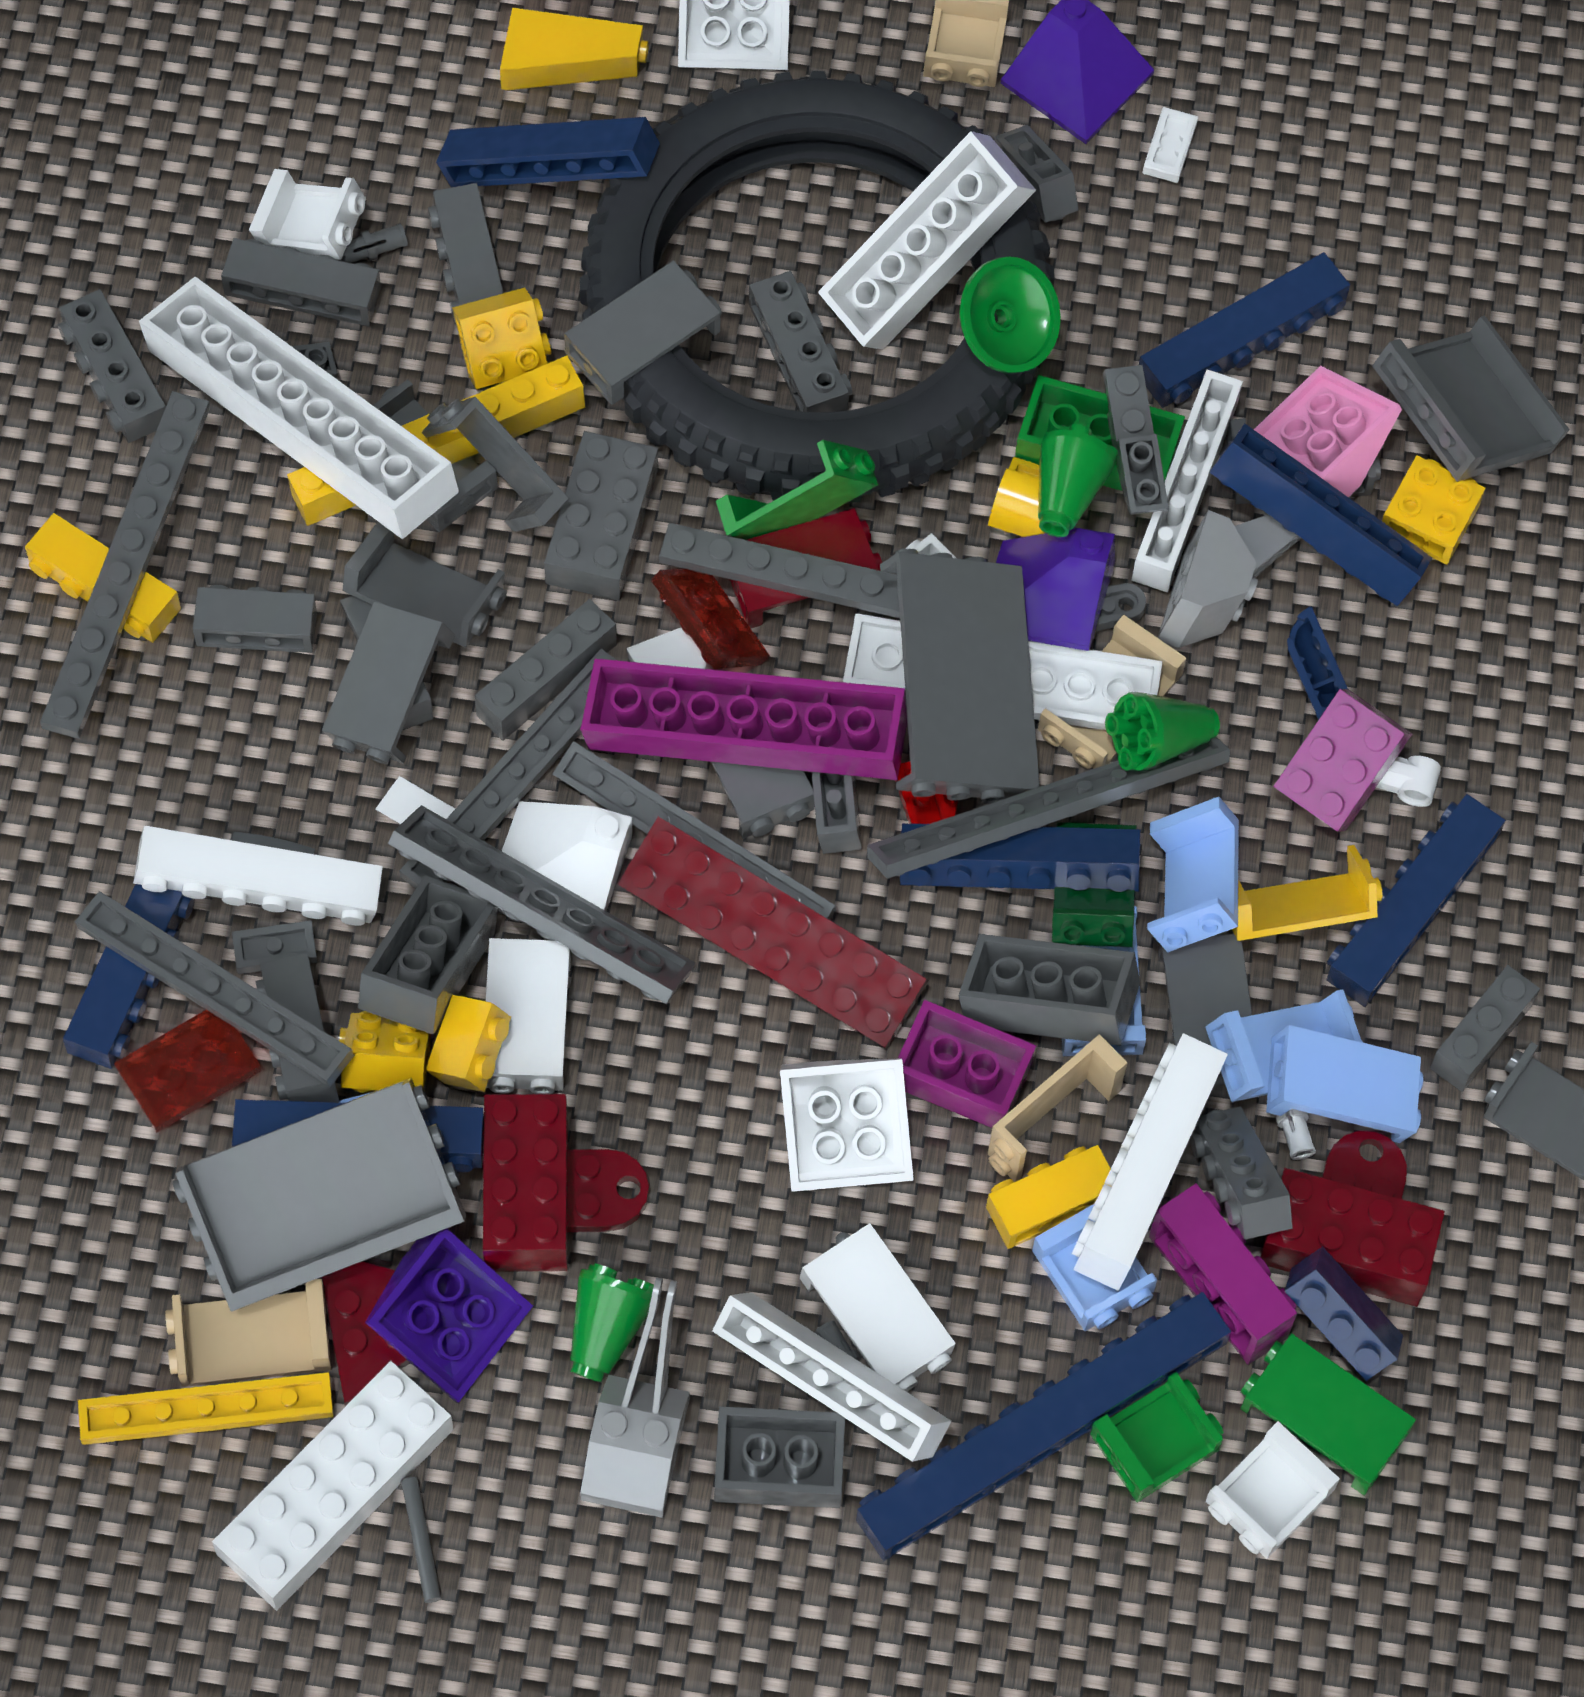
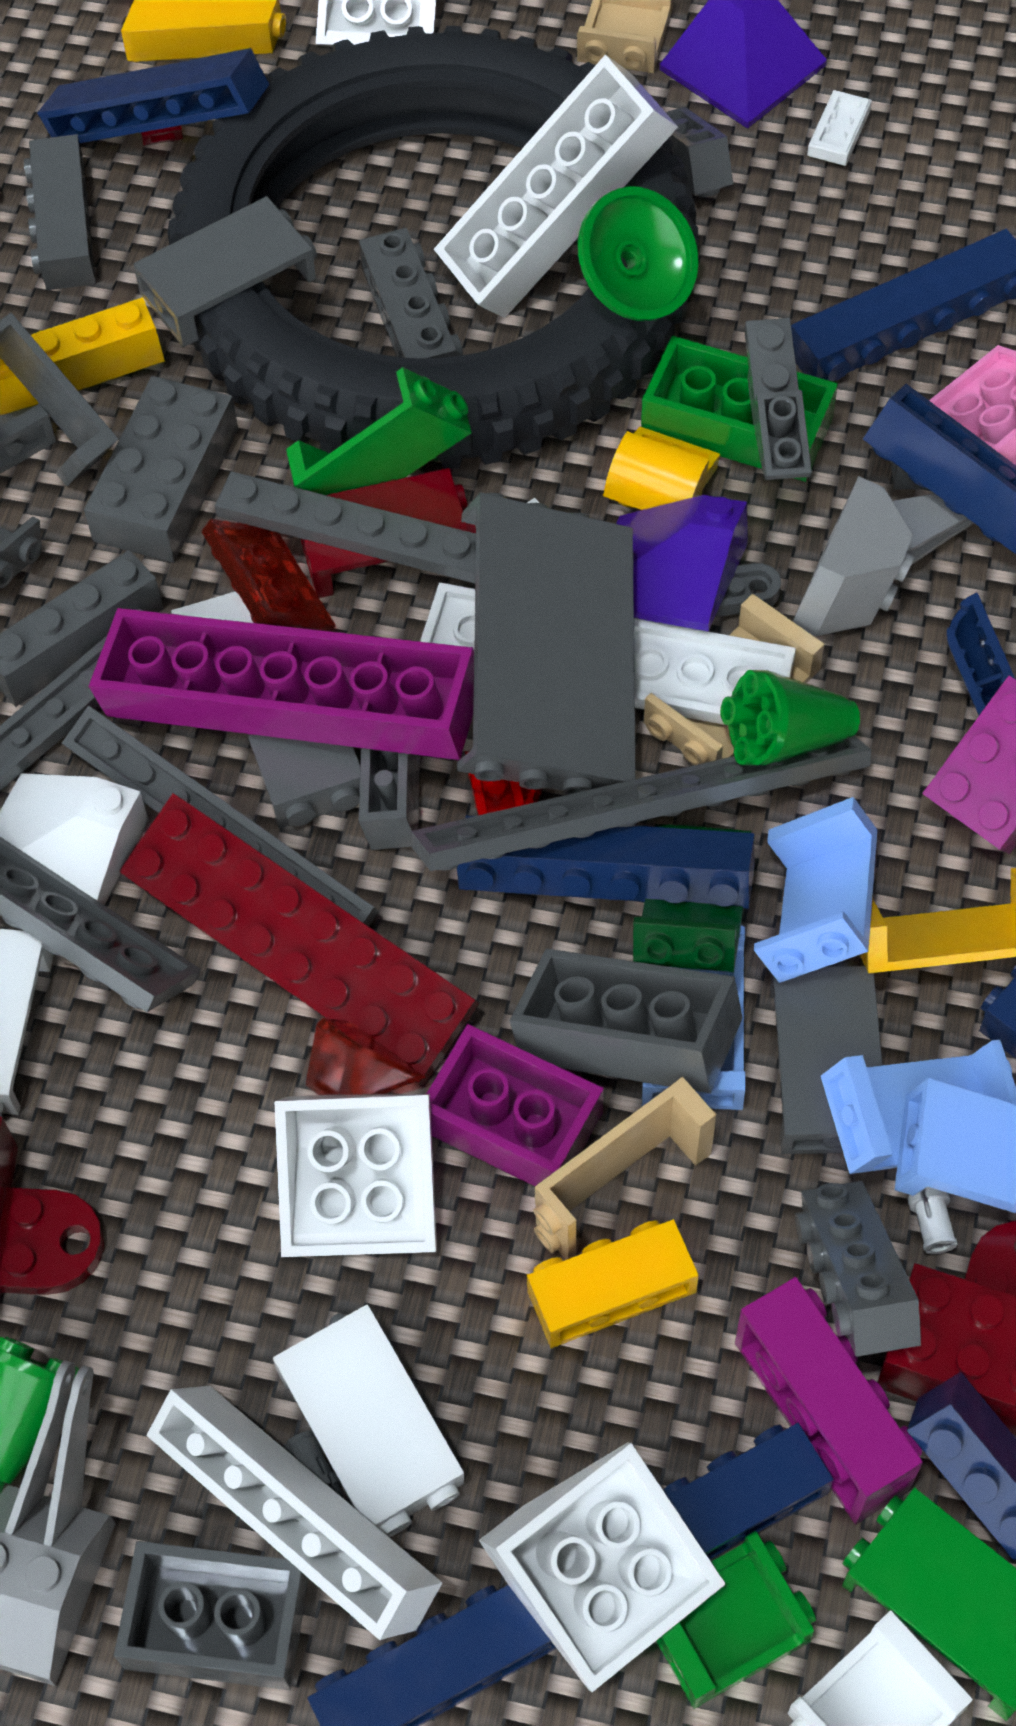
camera: 10 degrees right, 5 degrees down
(501, 337) = (75, 276): yellow brick -> none
(834, 1035) = (354, 1063): none -> clear red slope
(1066, 1400) = (603, 1564): none -> white slope
(1070, 476) = (699, 432): green cone -> none
(1087, 1298) = (659, 1379): light blue panel -> none
(1147, 1160) = (730, 1254): white brick -> none
(1187, 480) = (835, 458): white brick -> none

